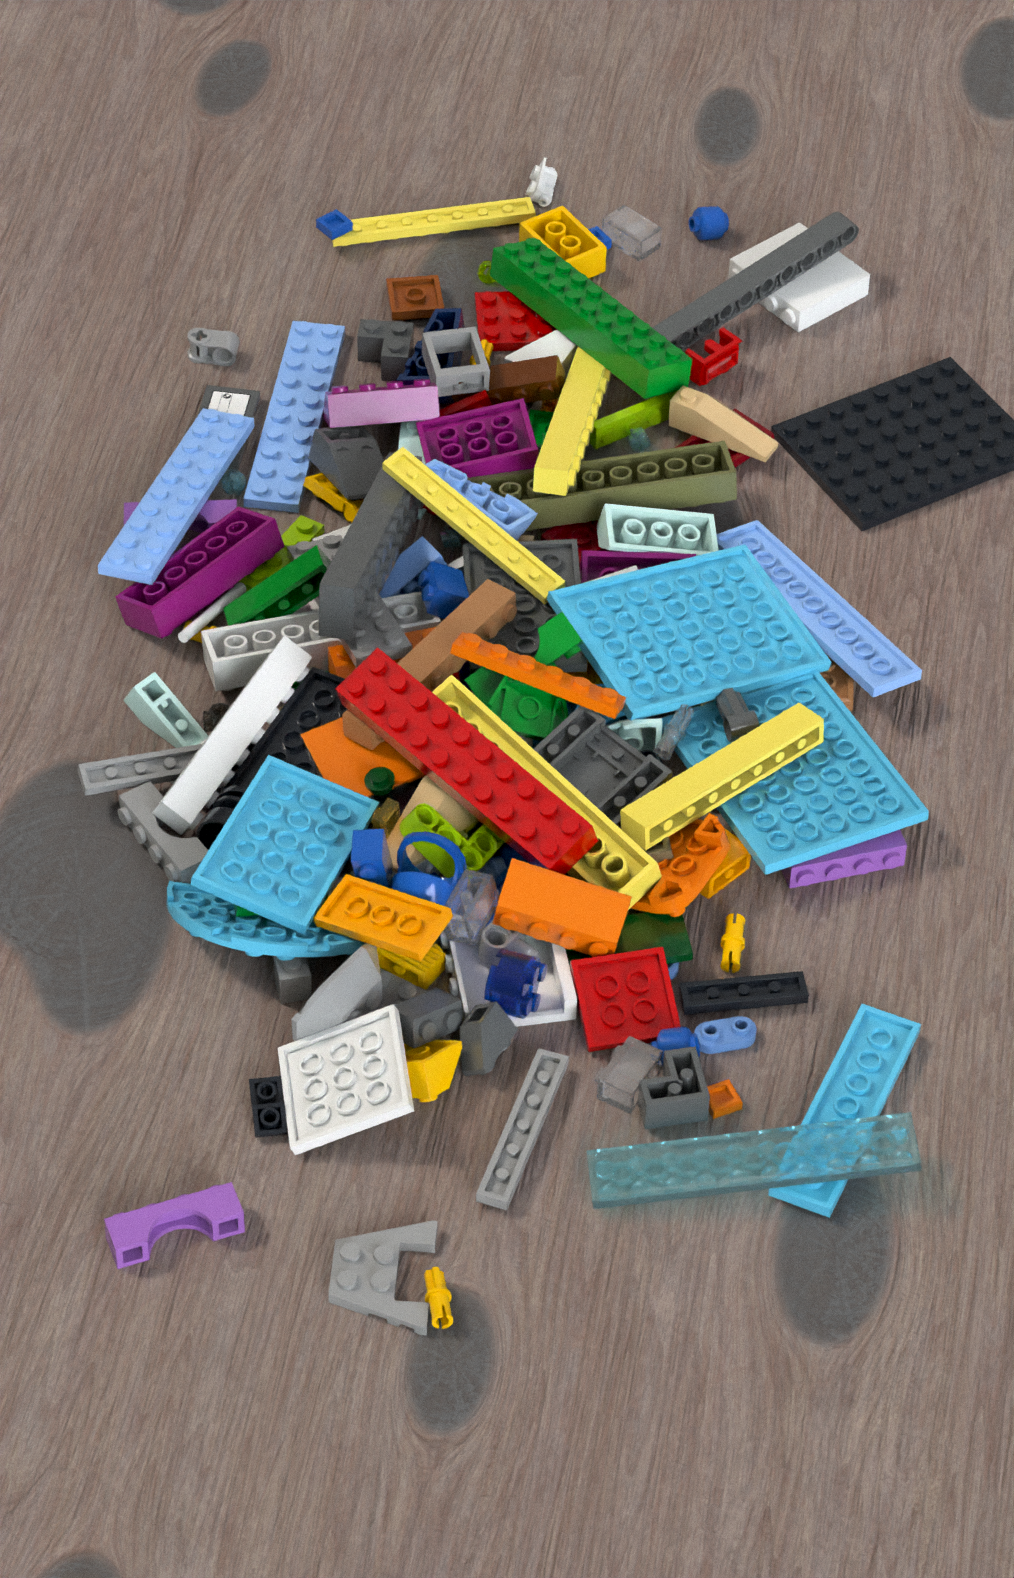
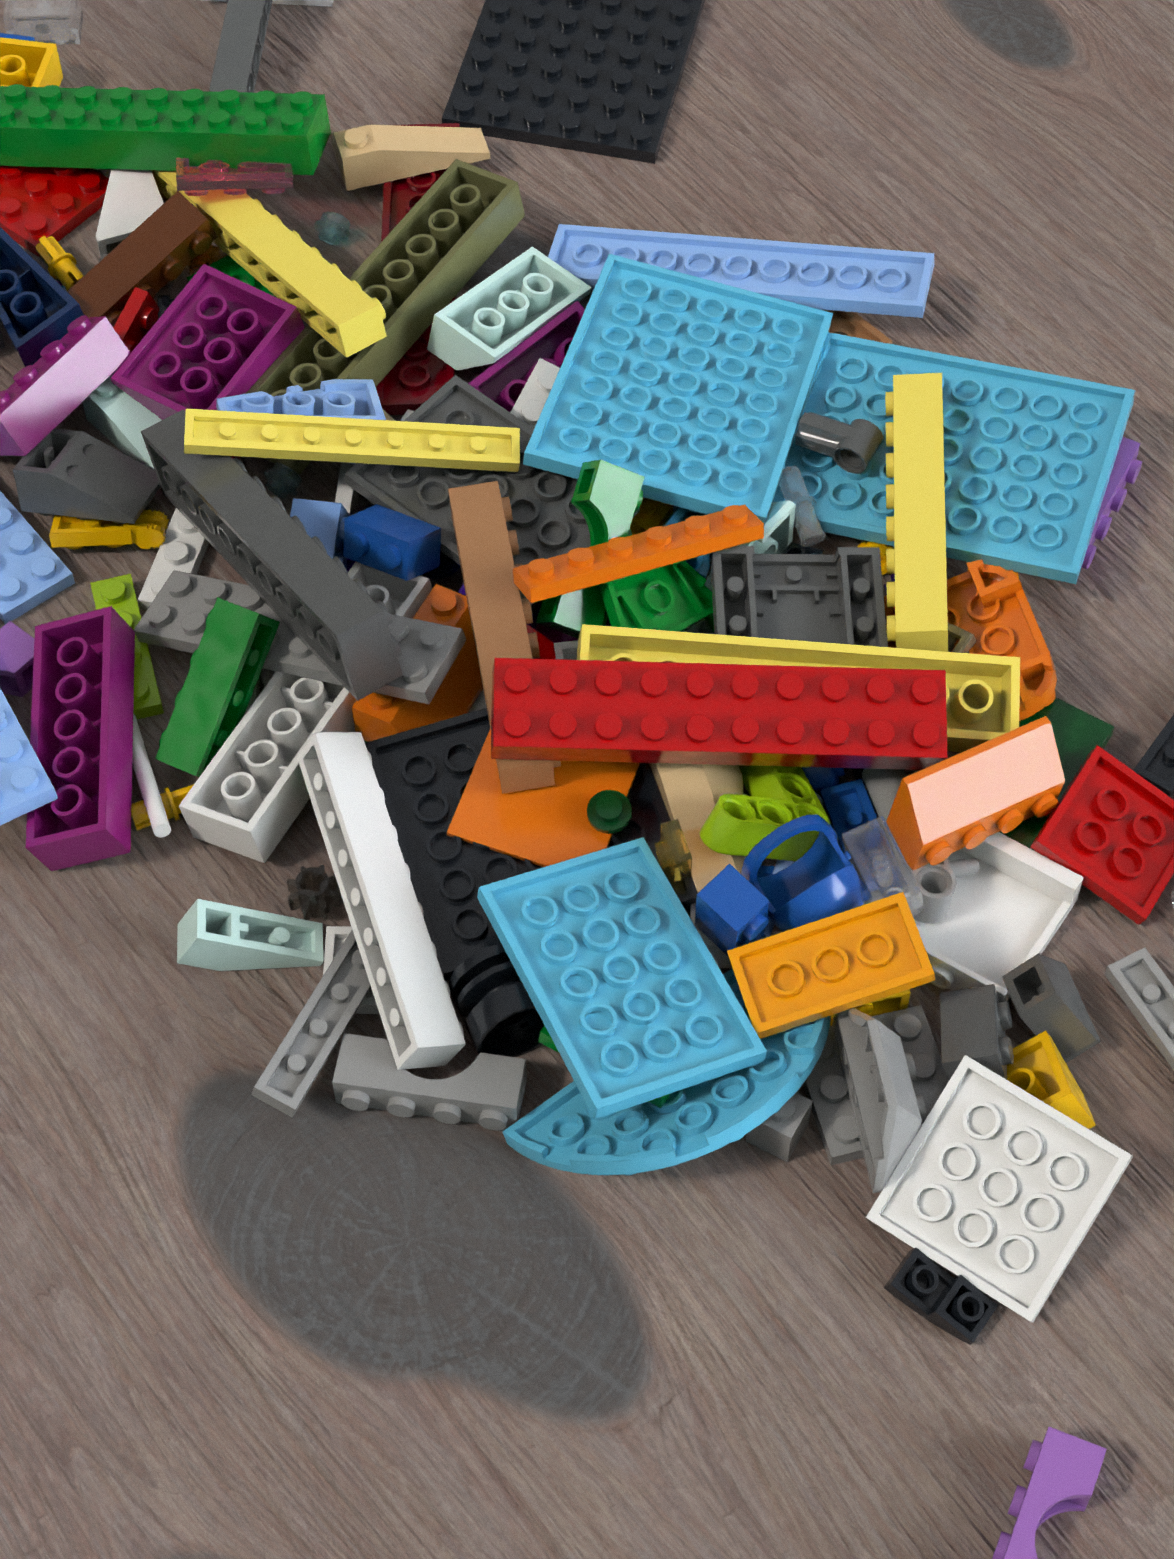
camera: 45 degrees left, 10 degrees up
(474, 377) = (96, 300): light grey window -> none
(515, 983) = (1021, 916): clear blue brick -> none
(593, 365) = (217, 175): none -> clear pink wing
(639, 415) = (309, 194): lime plate -> none
(721, 358) = (304, 69): red window -> none
(732, 943) = (1111, 683): yellow pin -> none

